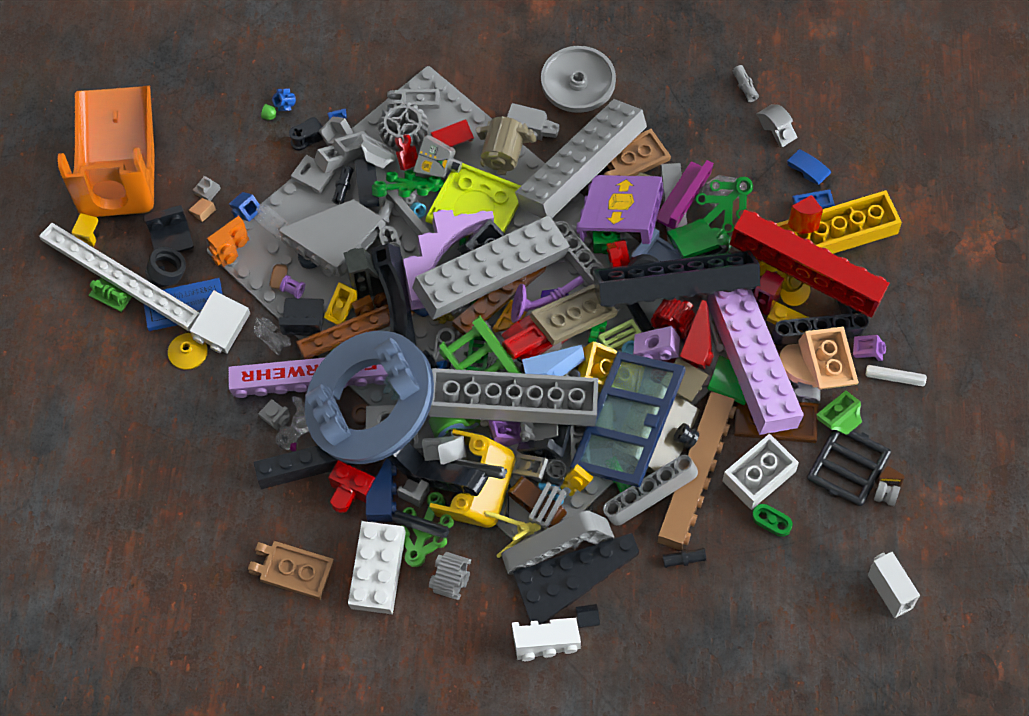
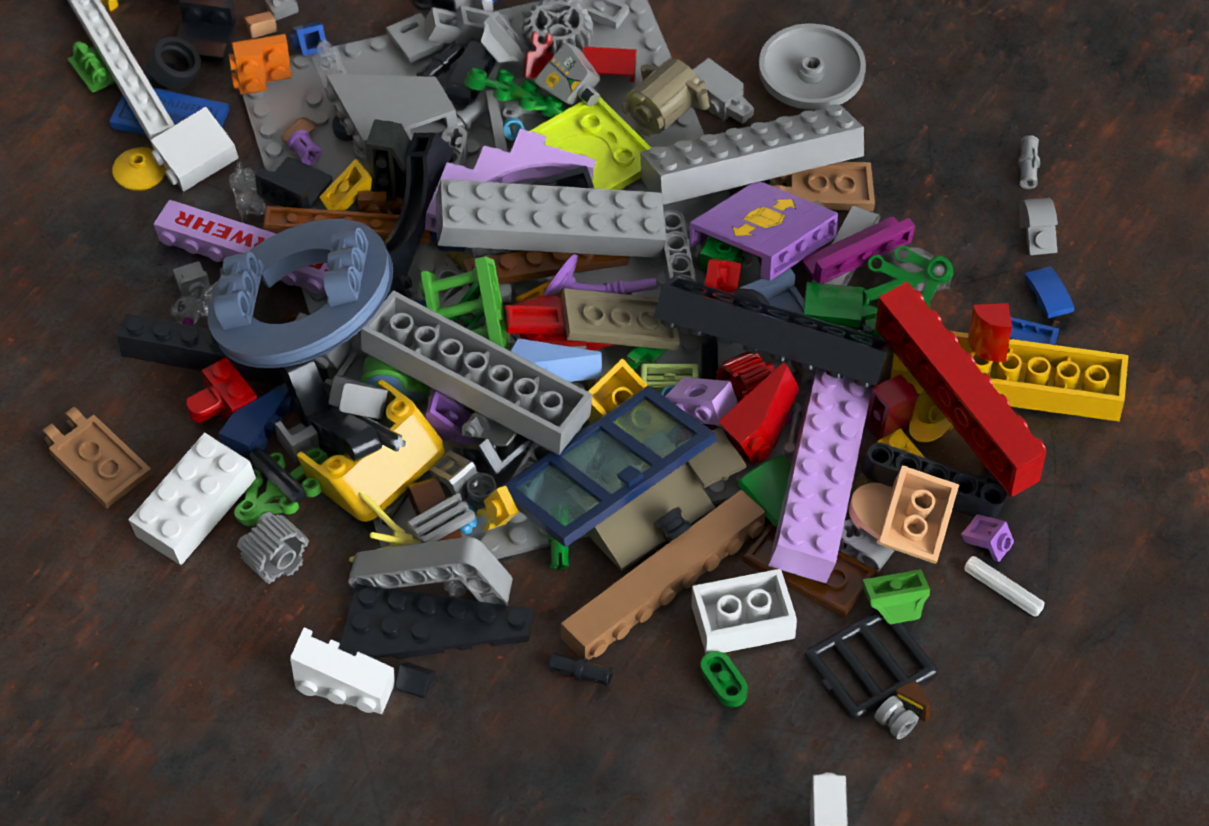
camera: 25 degrees right, 10 degrees down
(660, 489) = (585, 565): light grey beam -> none

